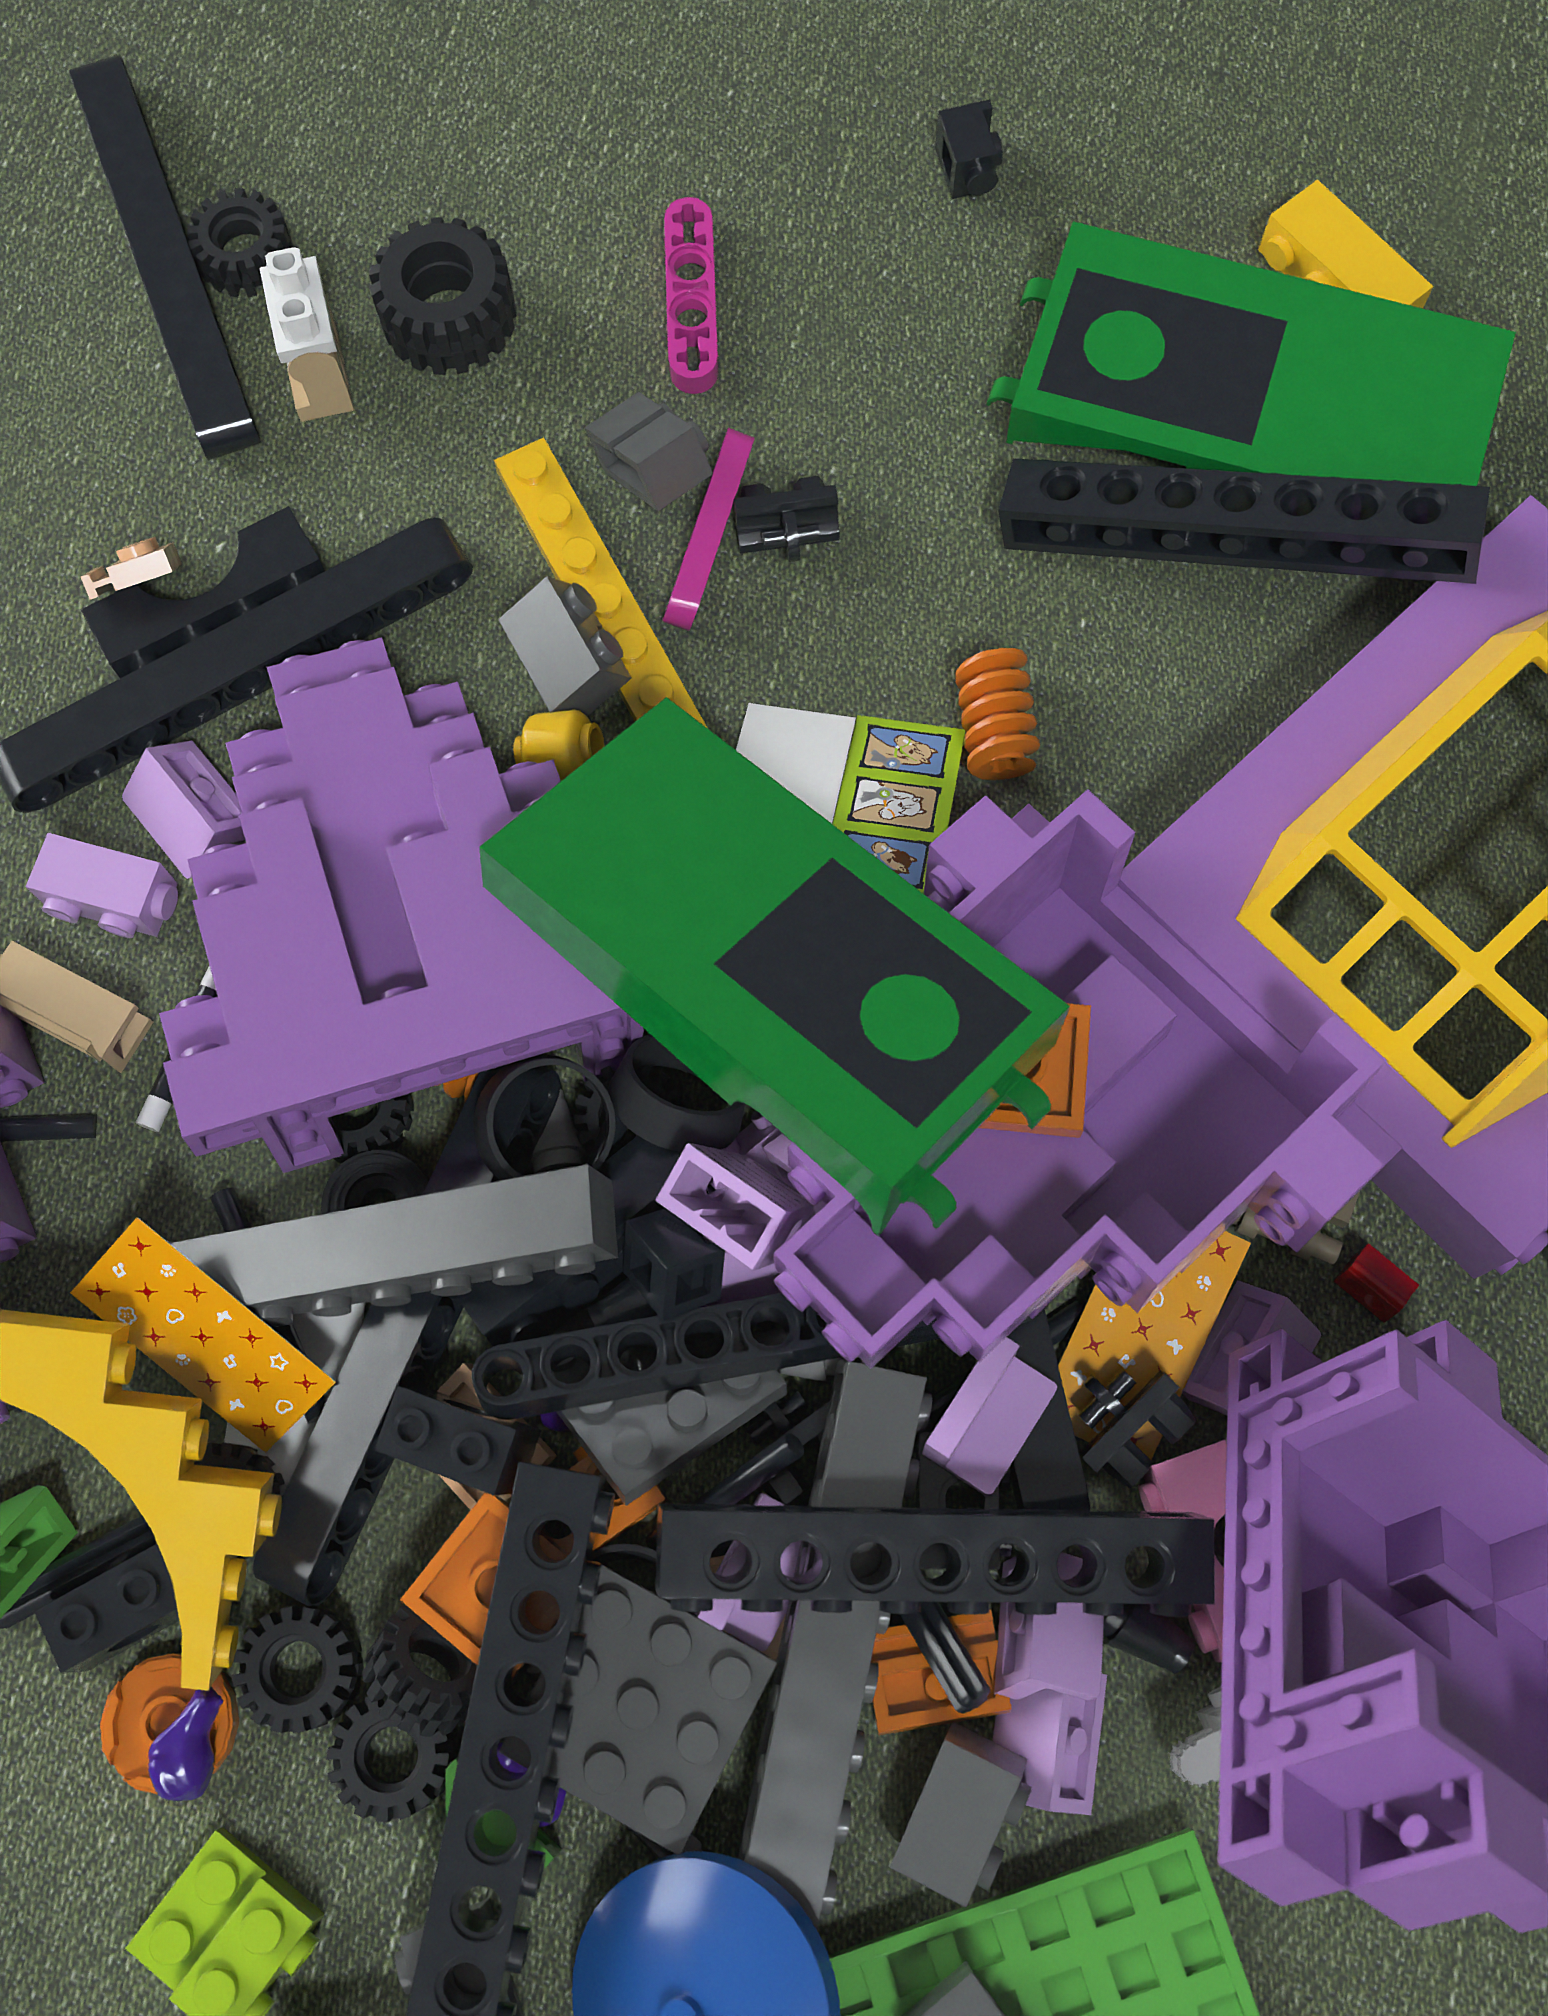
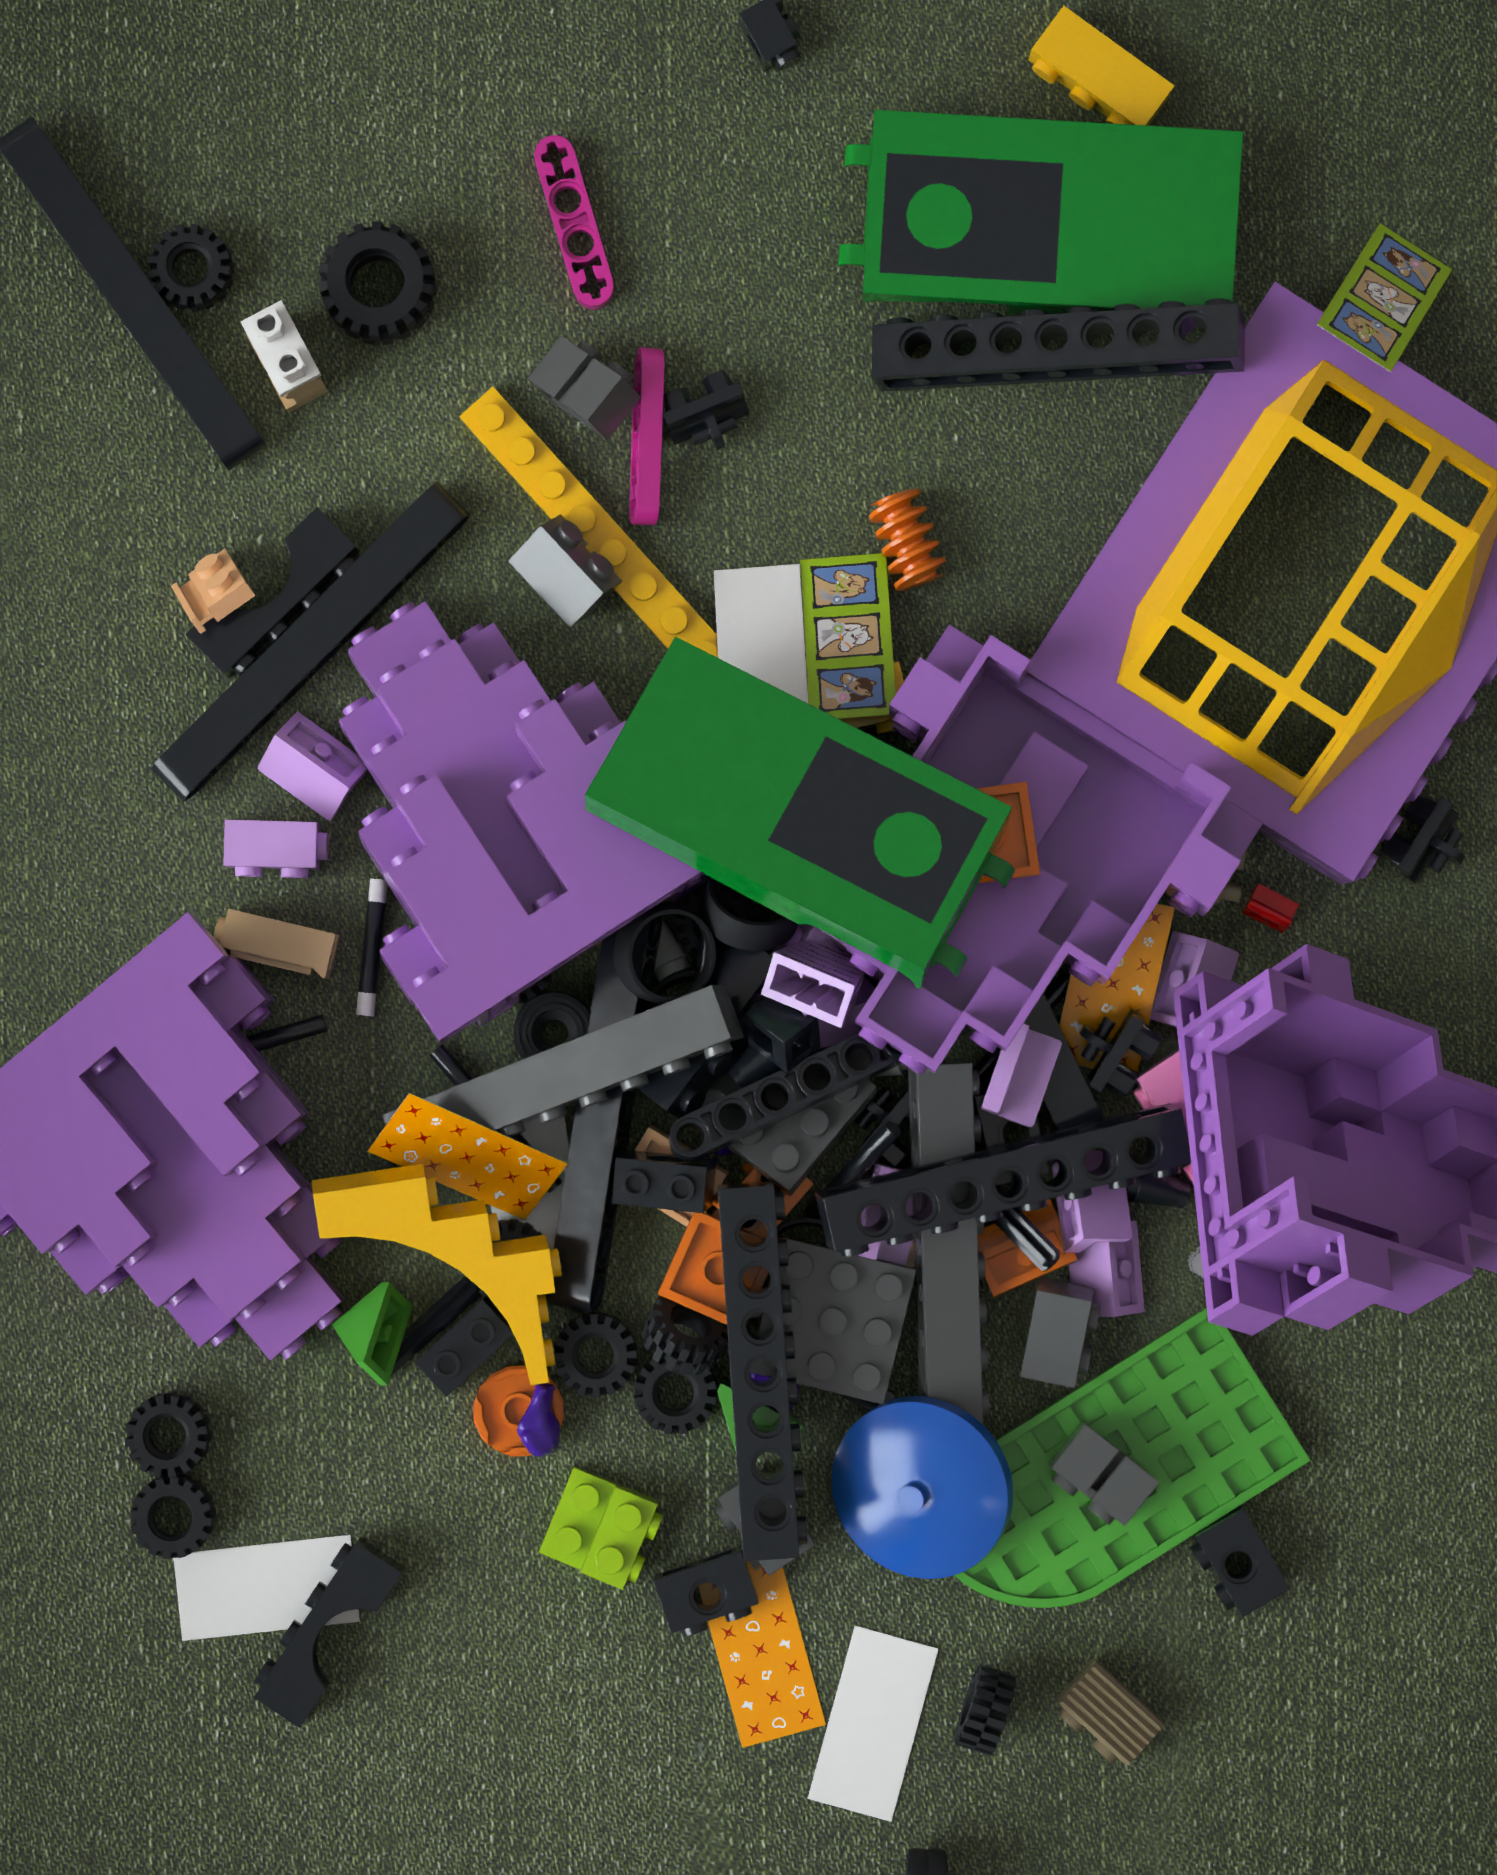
camera: 15 degrees left, 15 degrees up
(561, 737) = (583, 651): yellow head -> none

